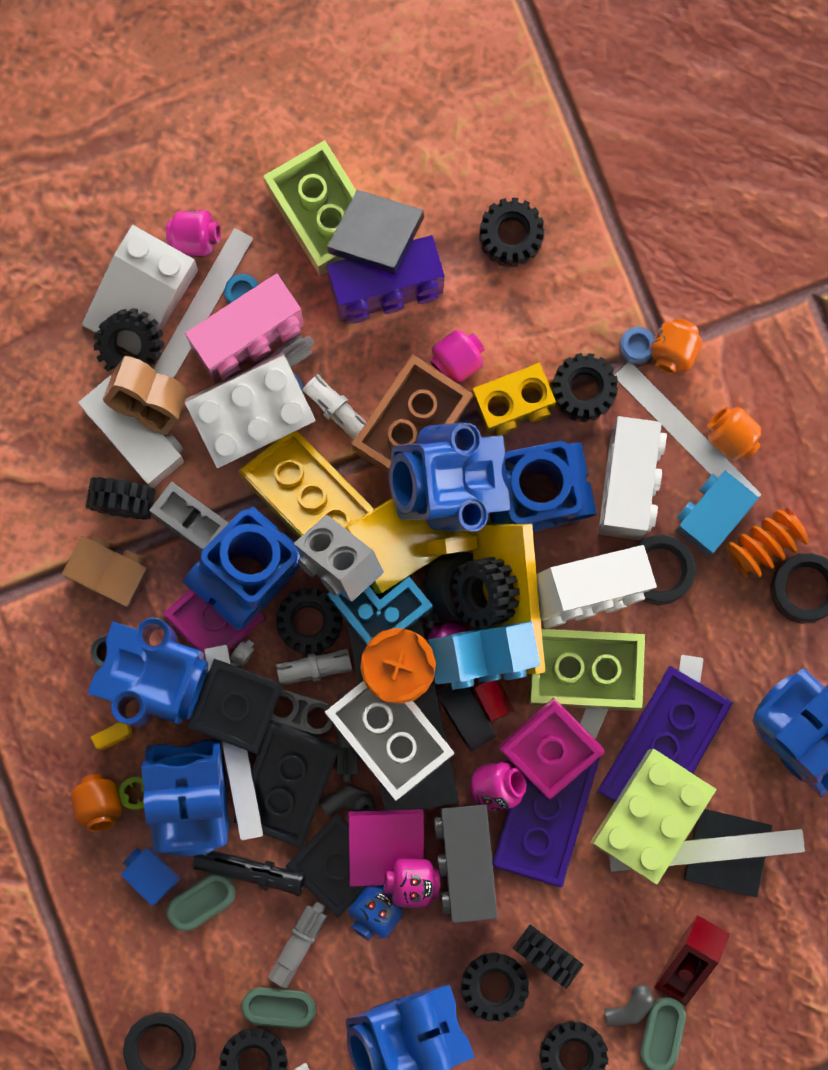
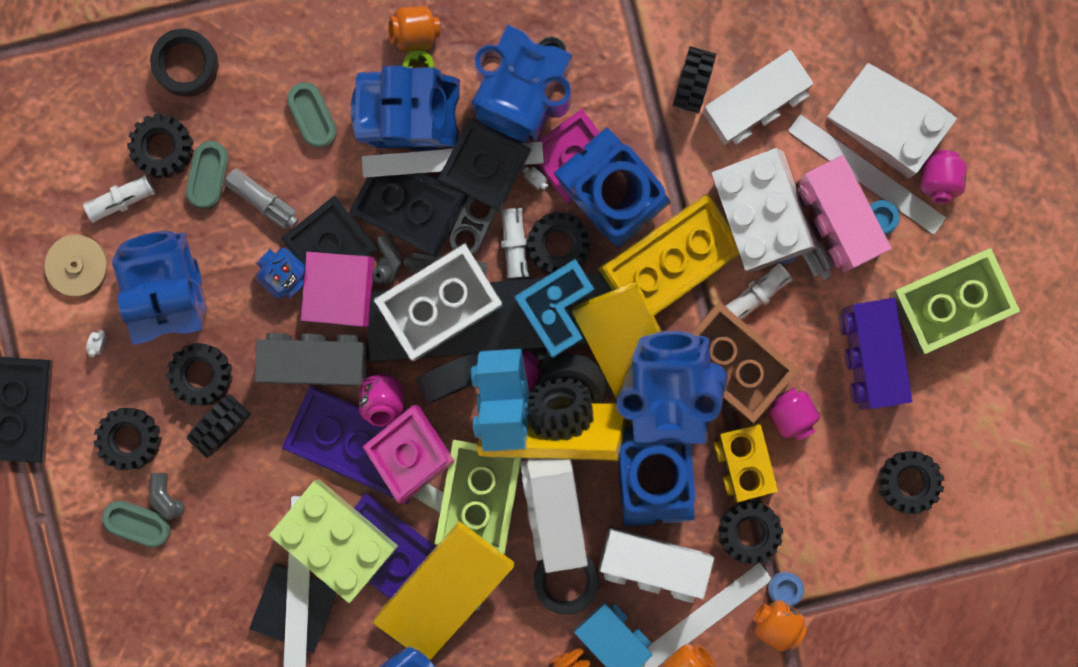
camera: 100 degrees right, 5 degrees up
(106, 571) = (628, 59): medium nougat brick -> none
(111, 736) = (471, 45): yellow tile -> none
(134, 322) = (830, 91): black tyre -> none
(146, 395) = (789, 112): medium nougat brick -> none
(149, 875) = (340, 69): blue brick -> none
(187, 517) = (668, 140): light grey brick -> none
(250, 871) = (328, 174): black pin -> none
(338, 558) = (607, 272): light grey brick -> none
(376, 231) = (921, 348): tile -> none
(398, 666) = (498, 316): orange tile -> none
(412, 883) = (300, 308): dark pink head -> none
(452, 545) = (610, 384): yellow tile -> none
(494, 700) = (459, 406): dark red slope -> none
(689, 693) = (443, 591): none -> yellow tile
(692, 960) = (199, 560): dark red slope -> none

